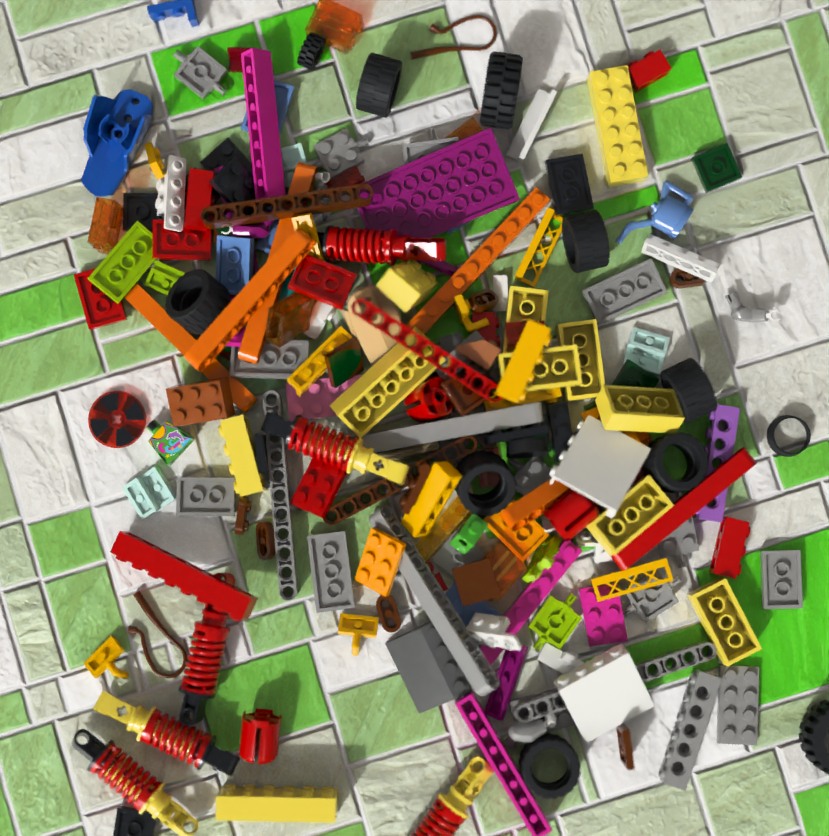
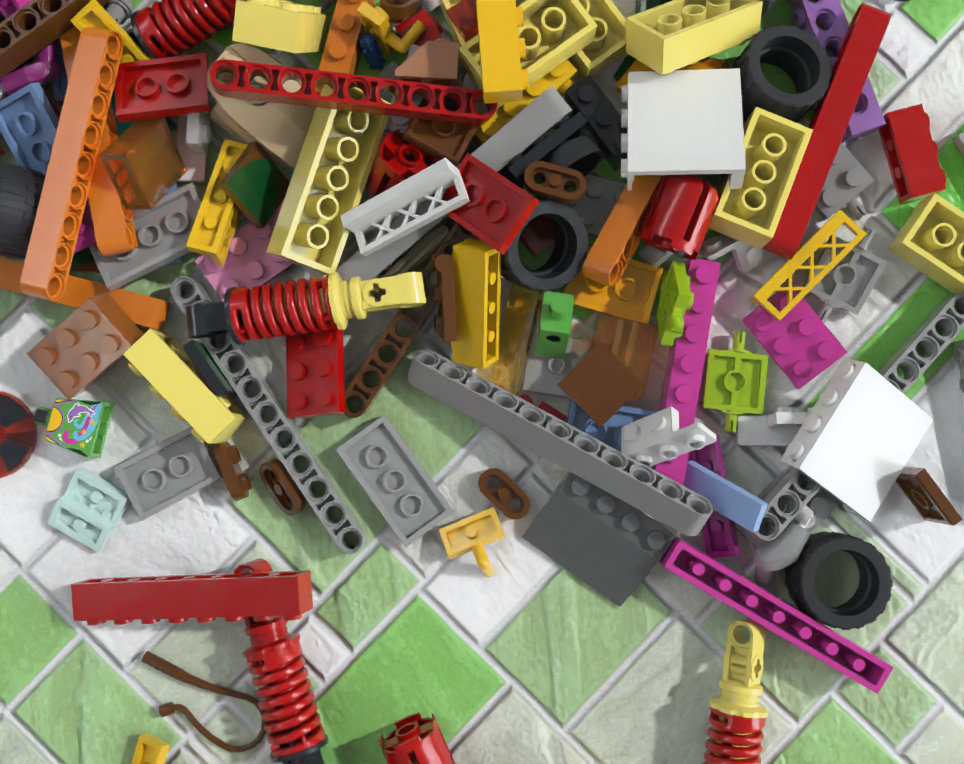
camera: 25 degrees left, 0 degrees up
(380, 561) = (454, 428): light orange plate -> none
(424, 419) = (404, 197): none -> white fence
(451, 318) = (371, 51): none -> blue piece
(465, 449) = (495, 206): none -> red plate
(510, 683) = (725, 496): none -> light blue tile
(512, 455) = (555, 178): none -> reddish brown plate

